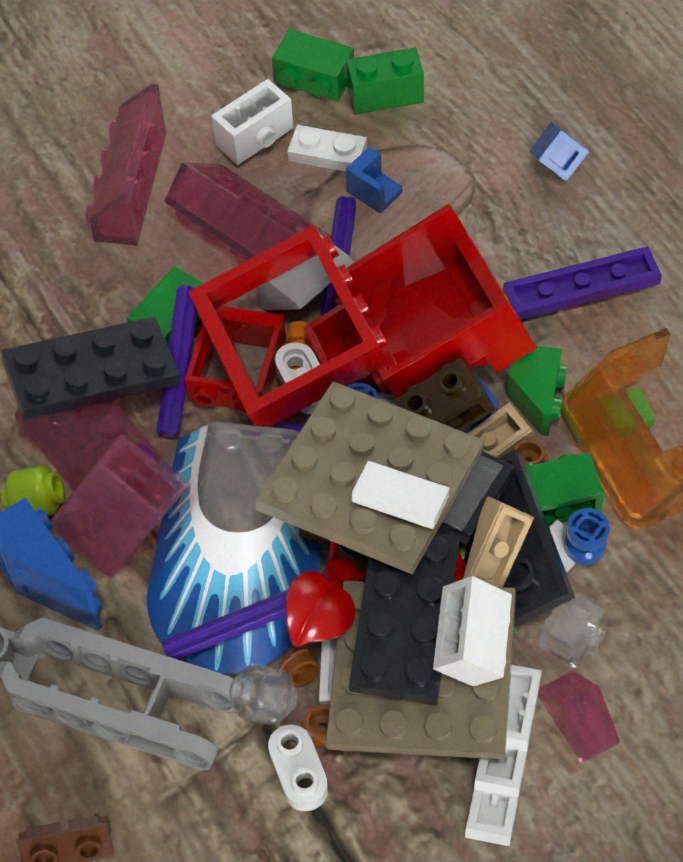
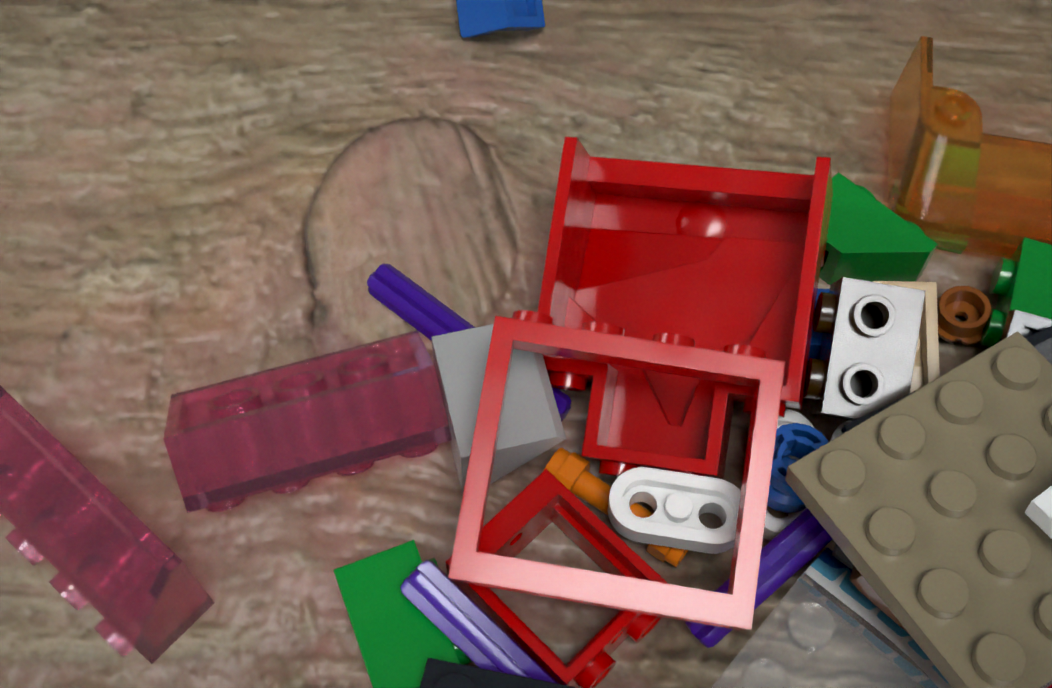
camera: 60 degrees left, 5 degrees up
(252, 121) = (151, 305): white brick -> none
(312, 65) = (115, 176): green brick -> none
(325, 148) = (264, 248): white plate -> none
(368, 182) = (375, 232): blue panel -> none
(385, 80) = (224, 111): green brick -> none
(583, 283) = (725, 88): dark purple plate -> none

